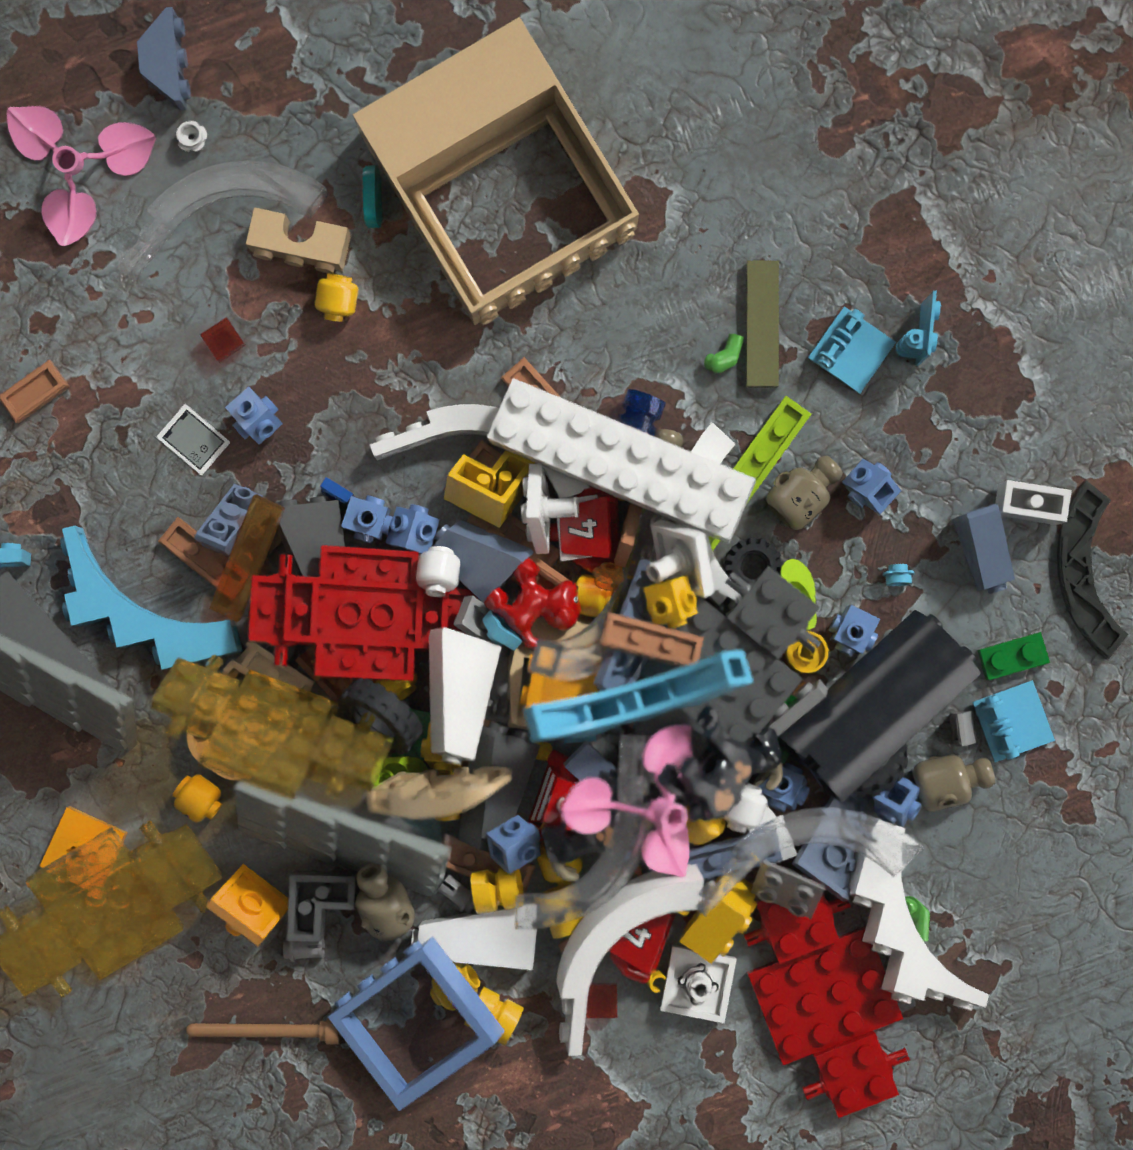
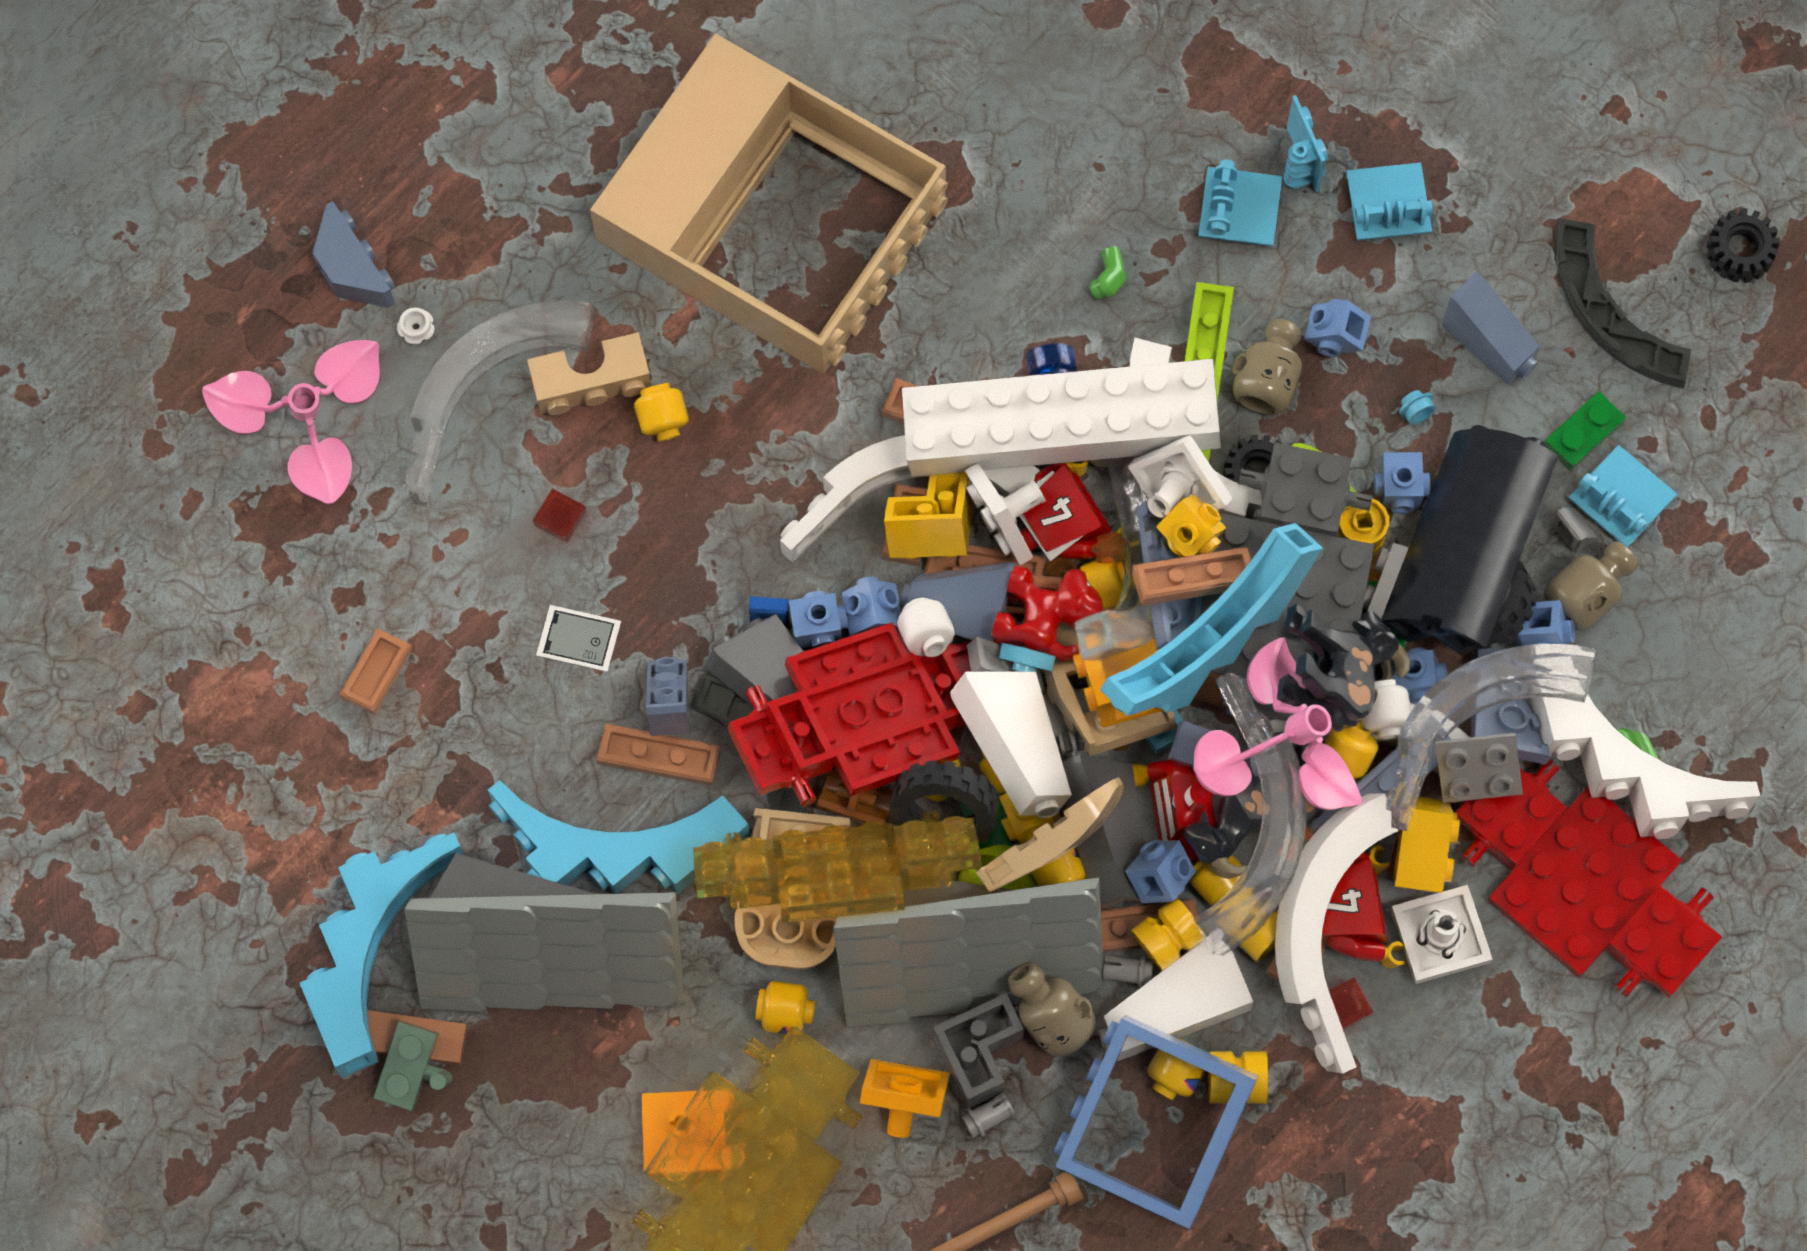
camera: 25 degrees left, 15 degrees down
(247, 557) = (709, 720): clear orange tile -> none
(254, 415) = (636, 573): medium blue brick -> none
(372, 196) = (646, 293): teal tile -> none
(627, 535) = (1107, 496): nougat tile -> none
(762, 324) = (1131, 226): olive tile -> none
(966, 402) = (1389, 201): none -> medium azure hinge
(1033, 502) = (1516, 261): white brick -> none

